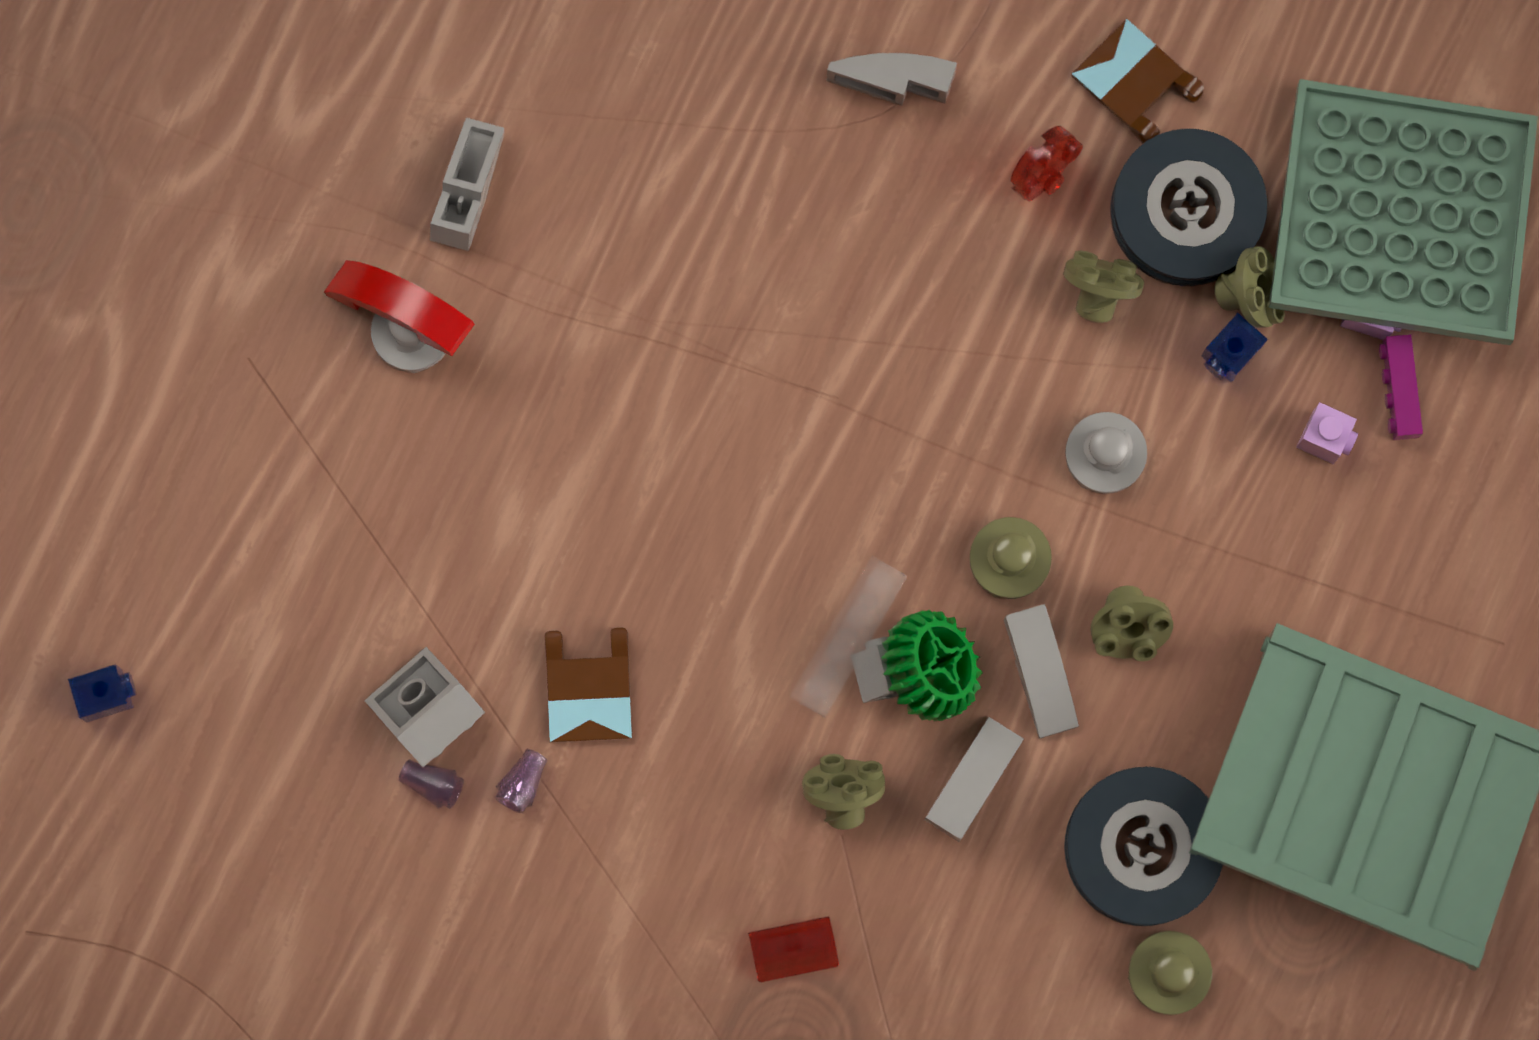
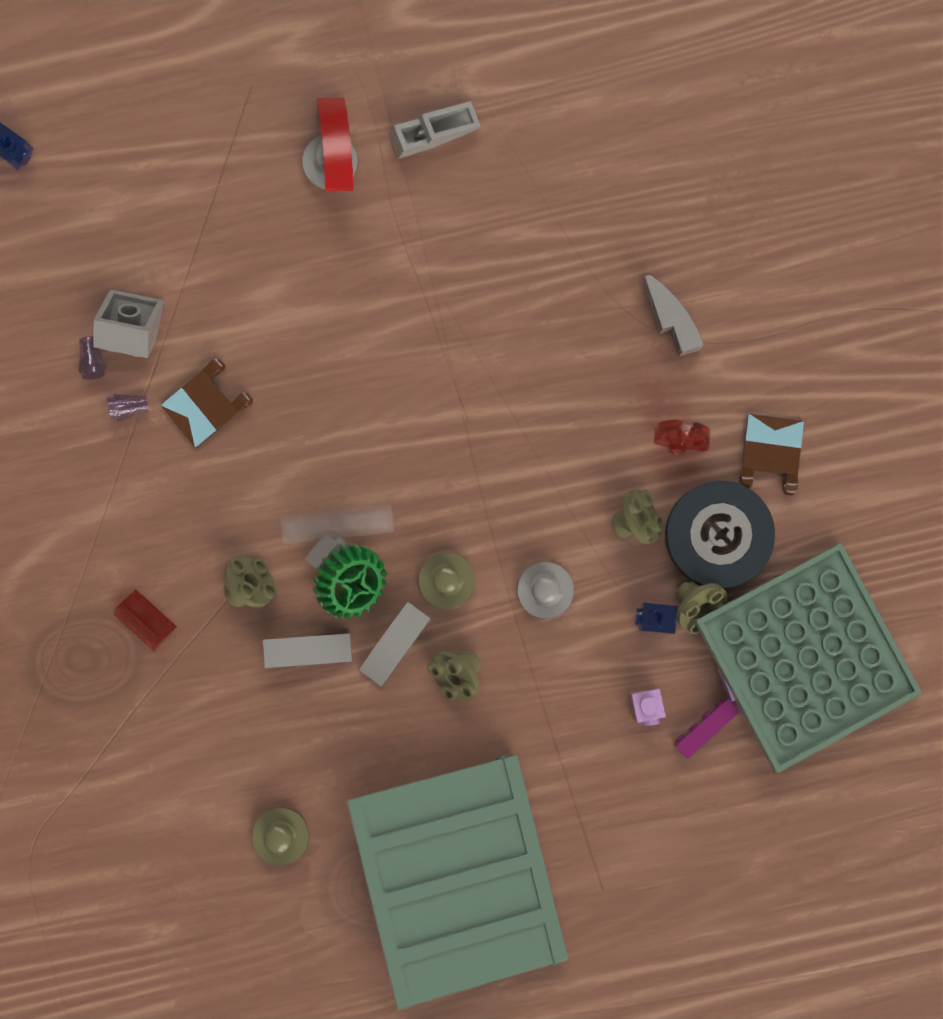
camera: 60 degrees right, 5 degrees up
(1126, 892) = (306, 779): black wheel -> none

